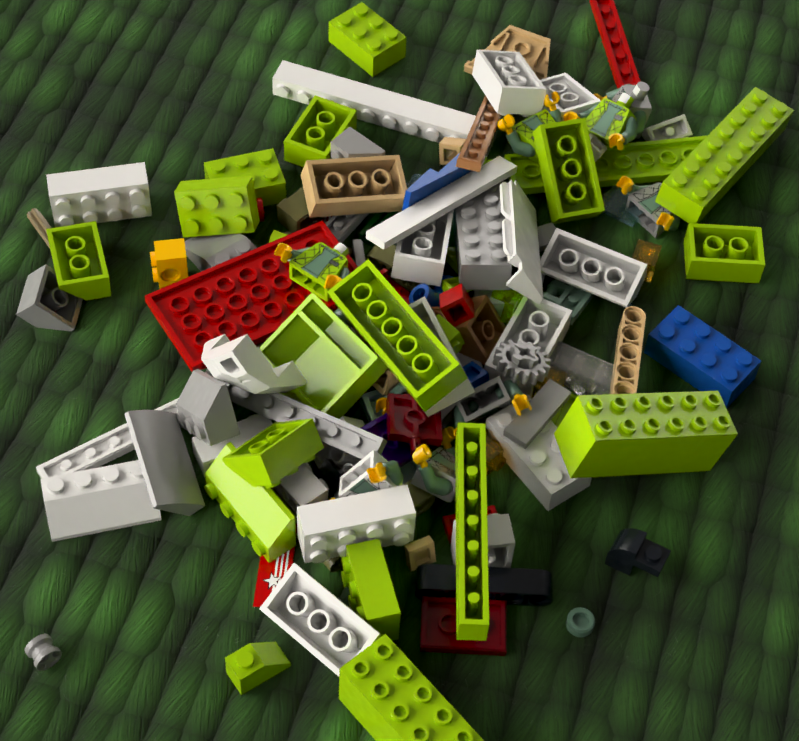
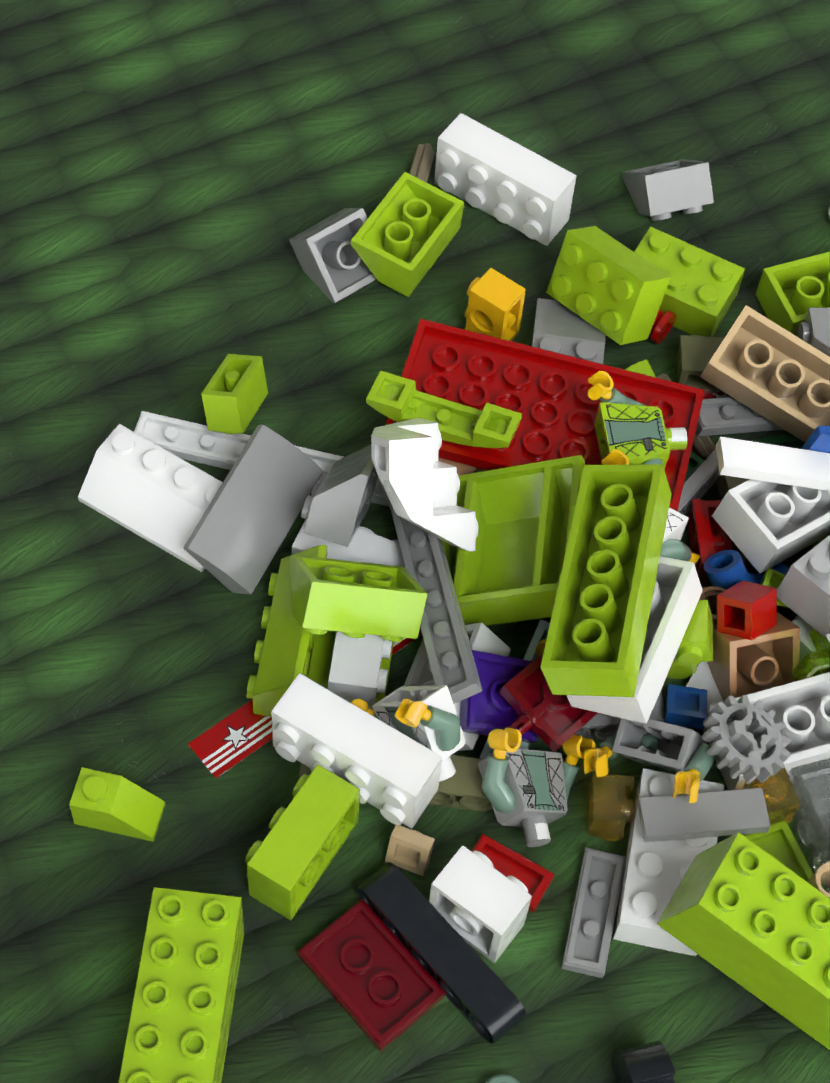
camera: 45 degrees right, 5 degrees up
(83, 413) = (234, 393): none -> lime brick
(185, 137) = (670, 188): none -> slope
(186, 342) = (457, 423): none -> lime slope
(318, 619) = (209, 817): white slope -> none
(330, 474) = (408, 673): black tile -> none
(471, 533) = (452, 874): lime brick -> none
(528, 506) = (593, 913): none -> light grey tile

